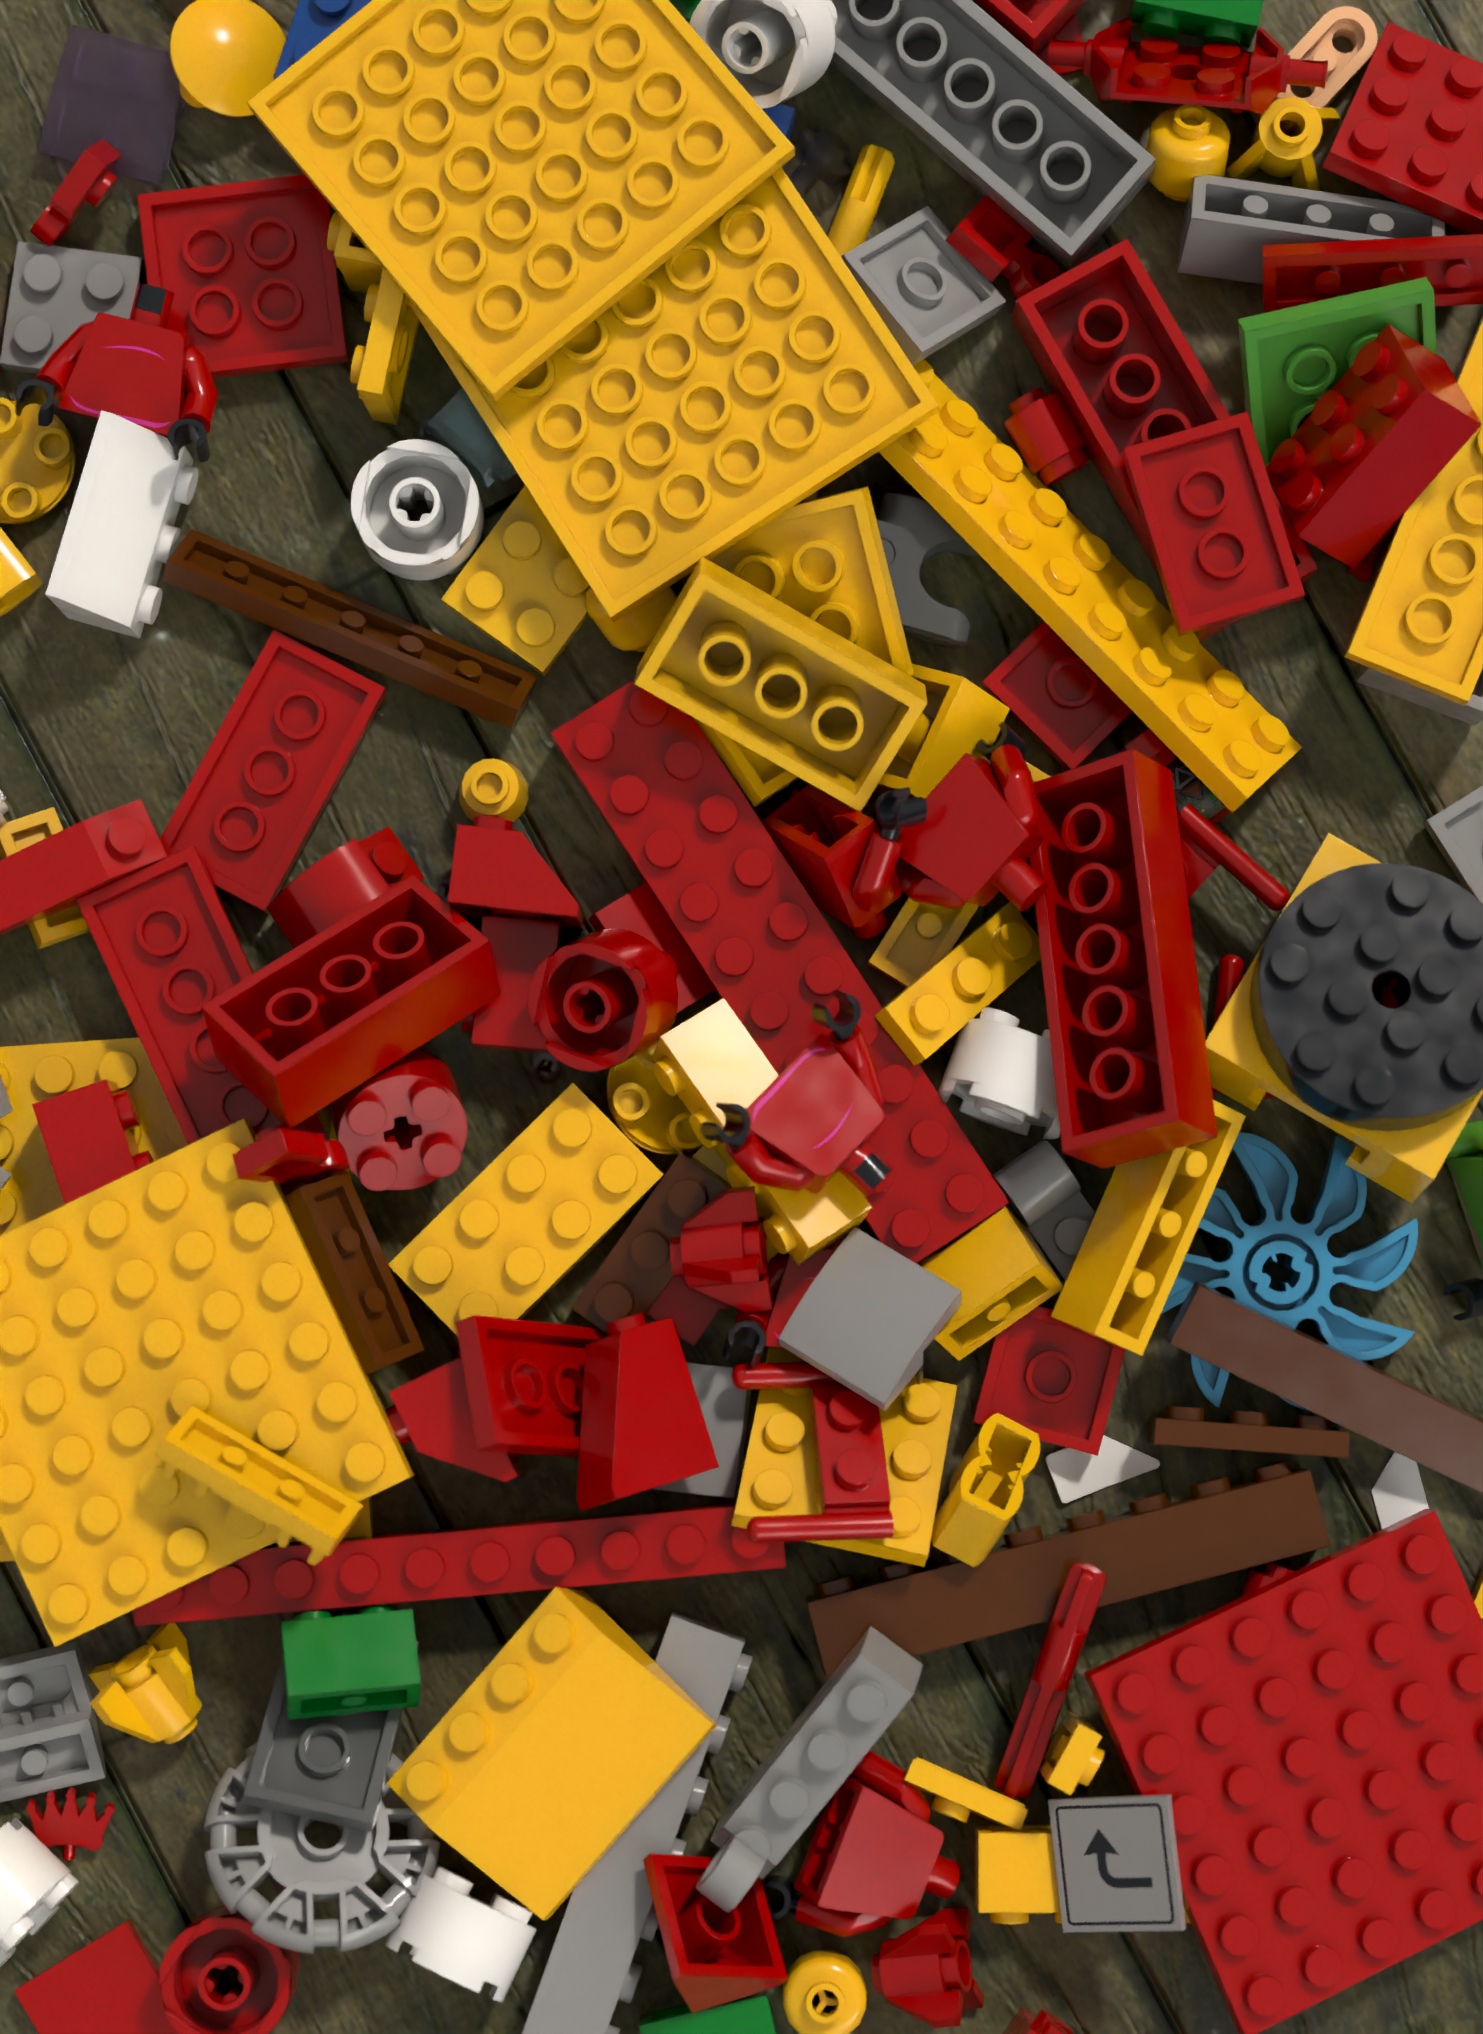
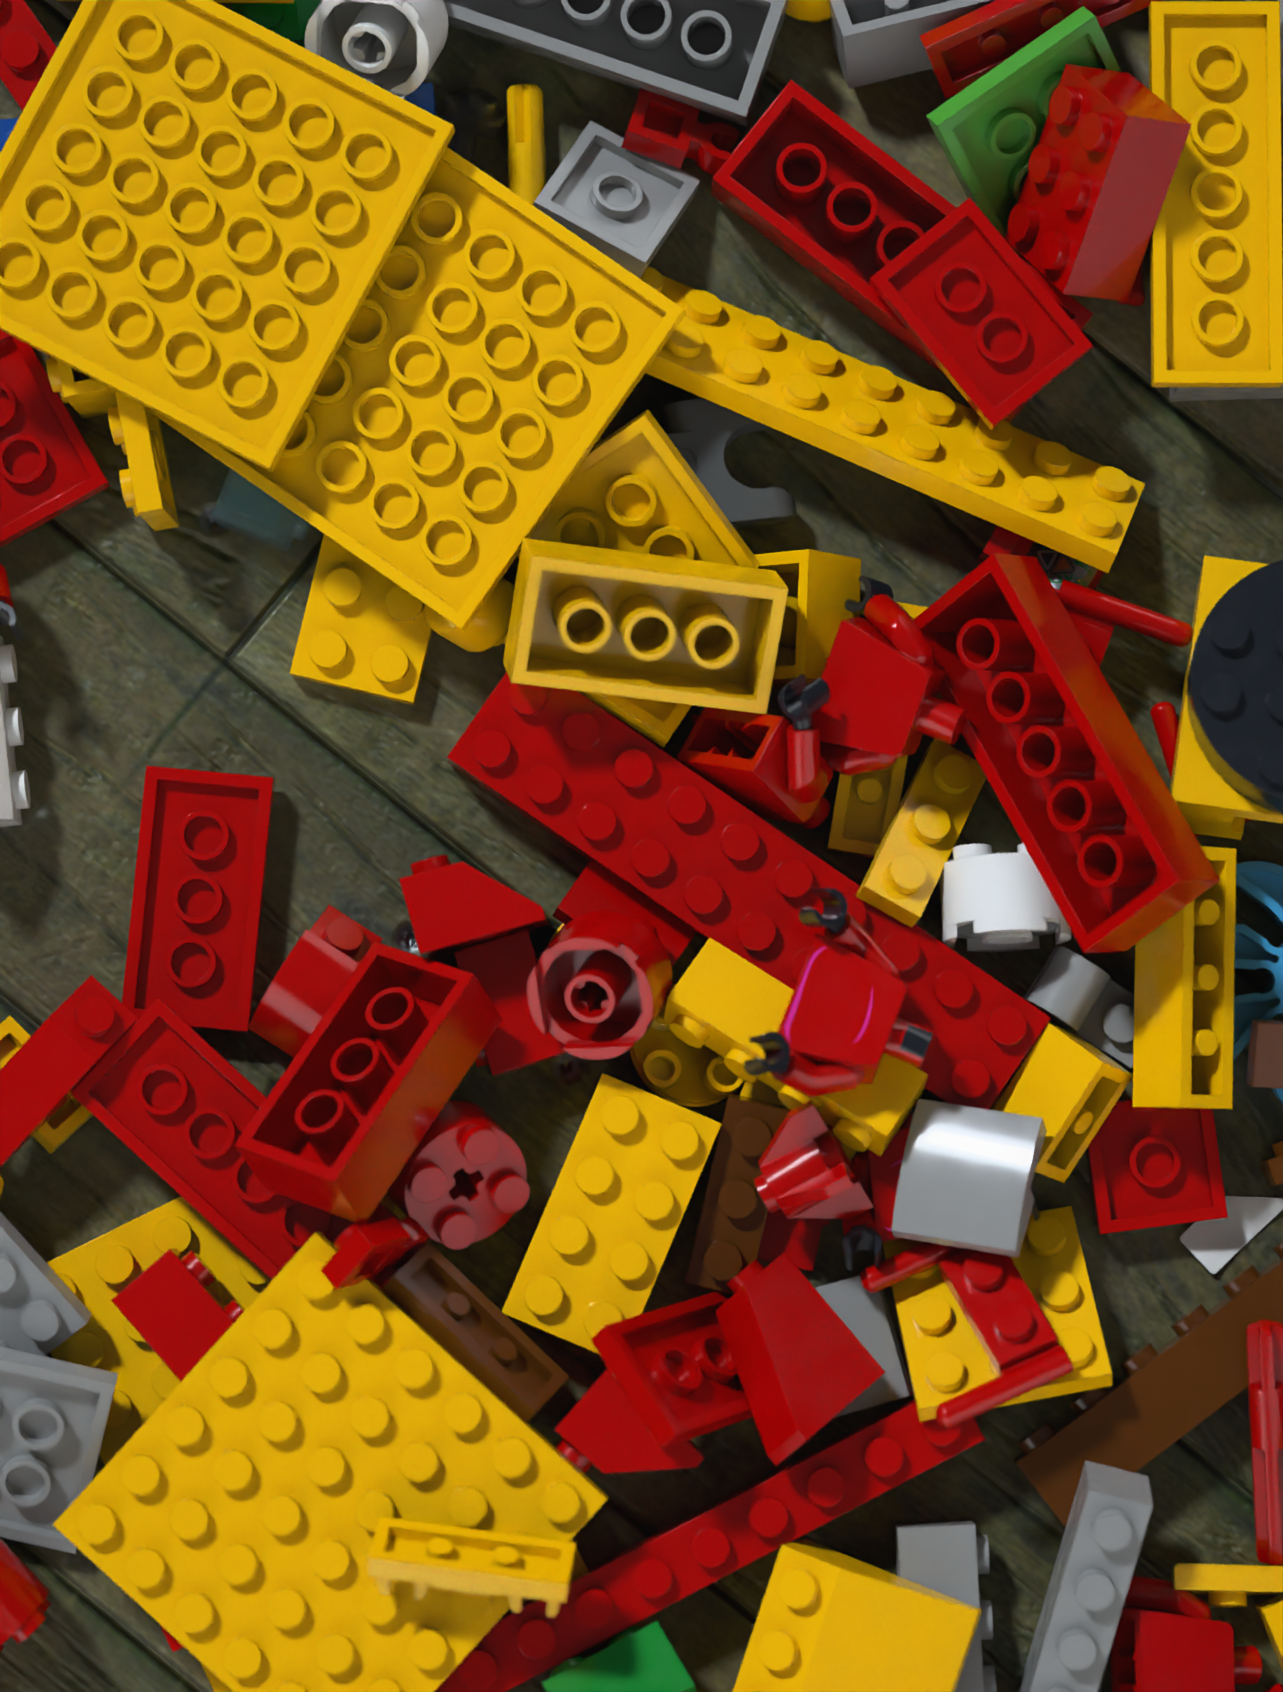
camera: 20 degrees left, 0 degrees up
(350, 628) = (216, 735): reddish brown plate -> none
(395, 483) = (204, 582): white brick -> none
(493, 790) = (412, 832): yellow hat -> none
(985, 1490) = (1139, 1291): yellow brick -> none
(1046, 436) = (790, 291): red brick -> none
(1056, 697) = (899, 530): red plate -> none

